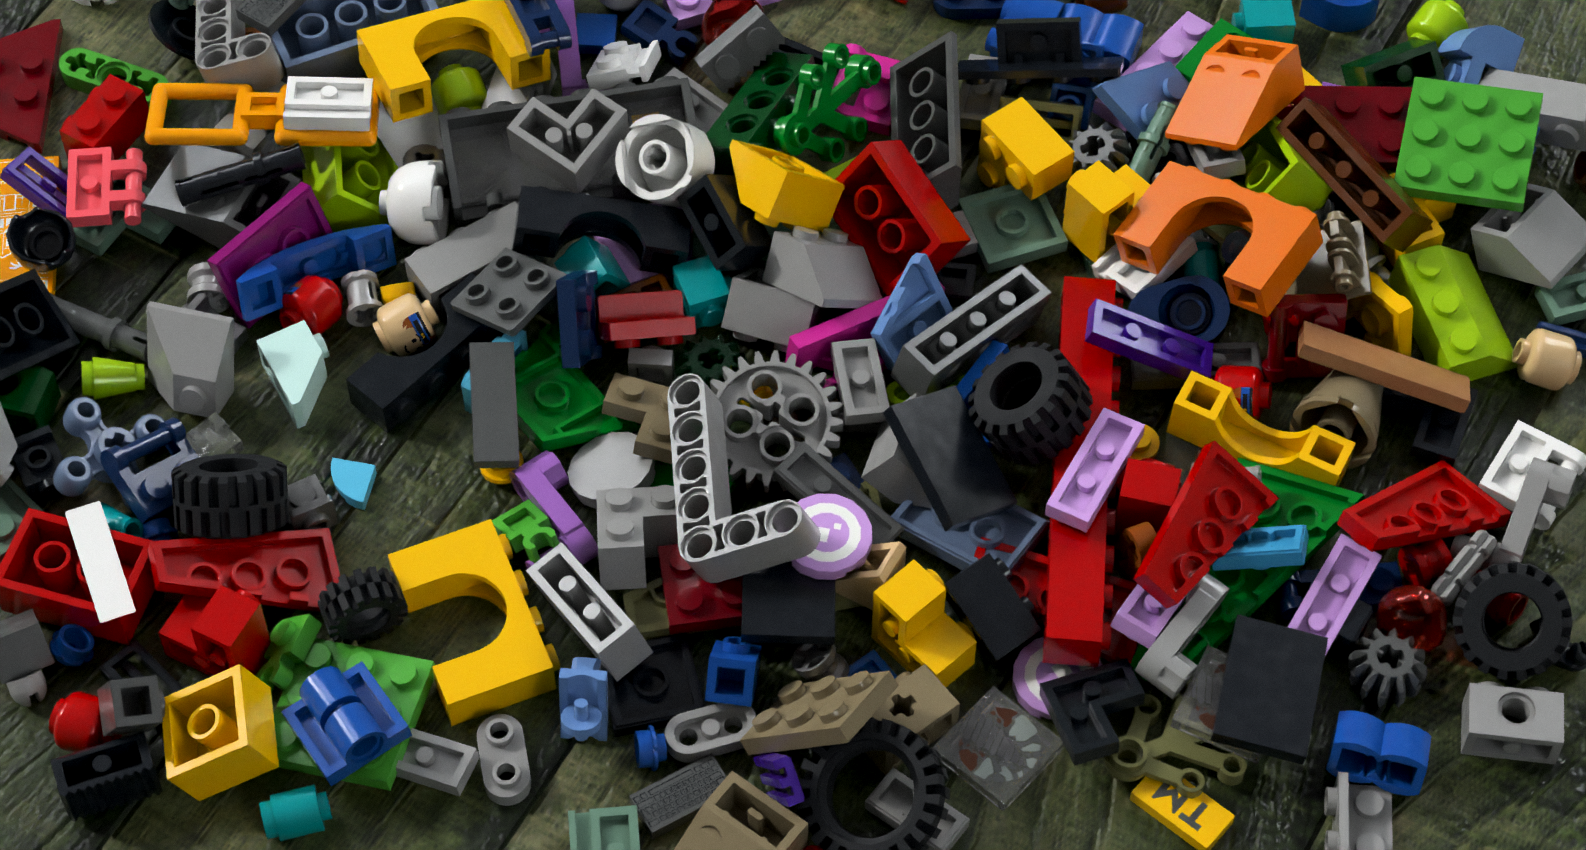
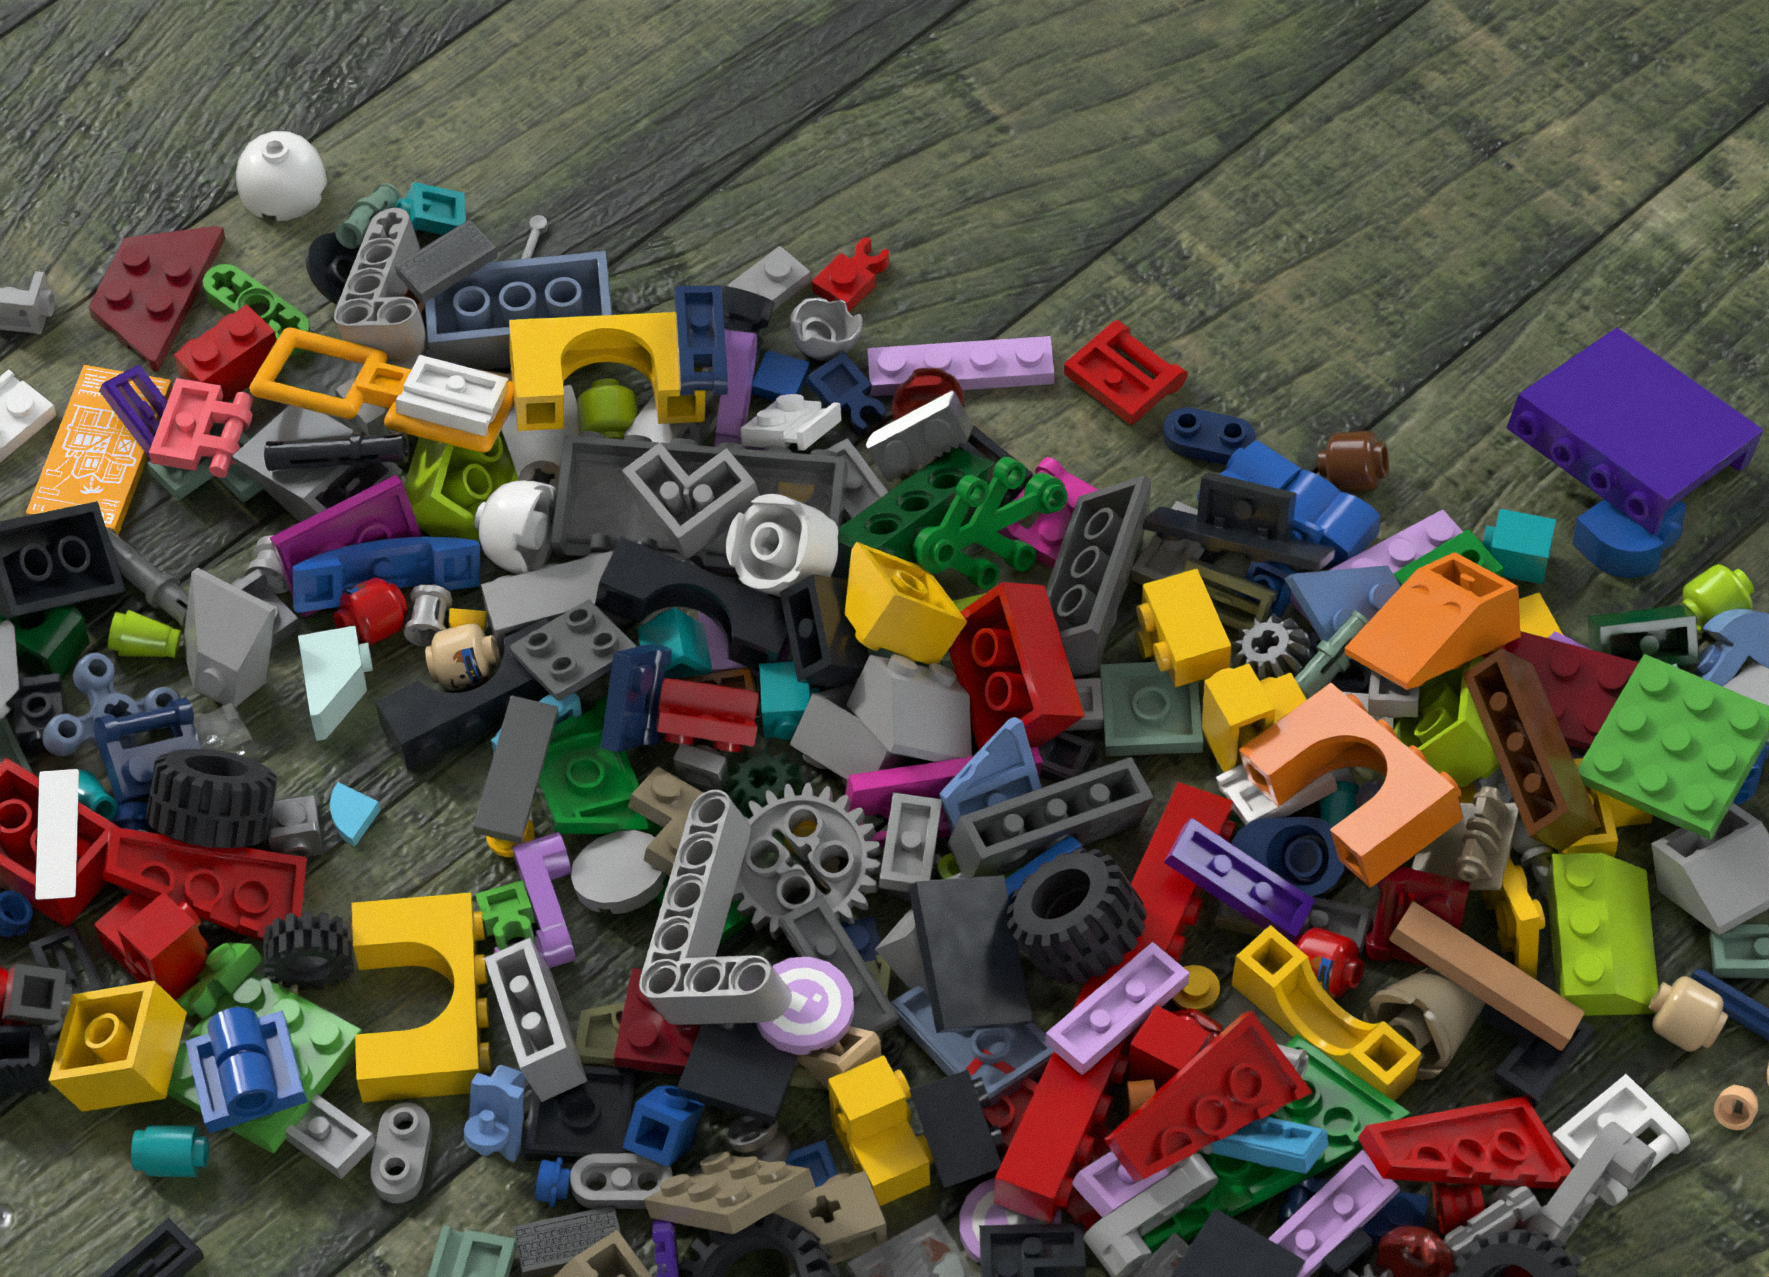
camera: 20 degrees right, 0 degrees up
(41, 239) = (116, 470): black hair -> none
(630, 529) = (605, 945): light grey brick -> none

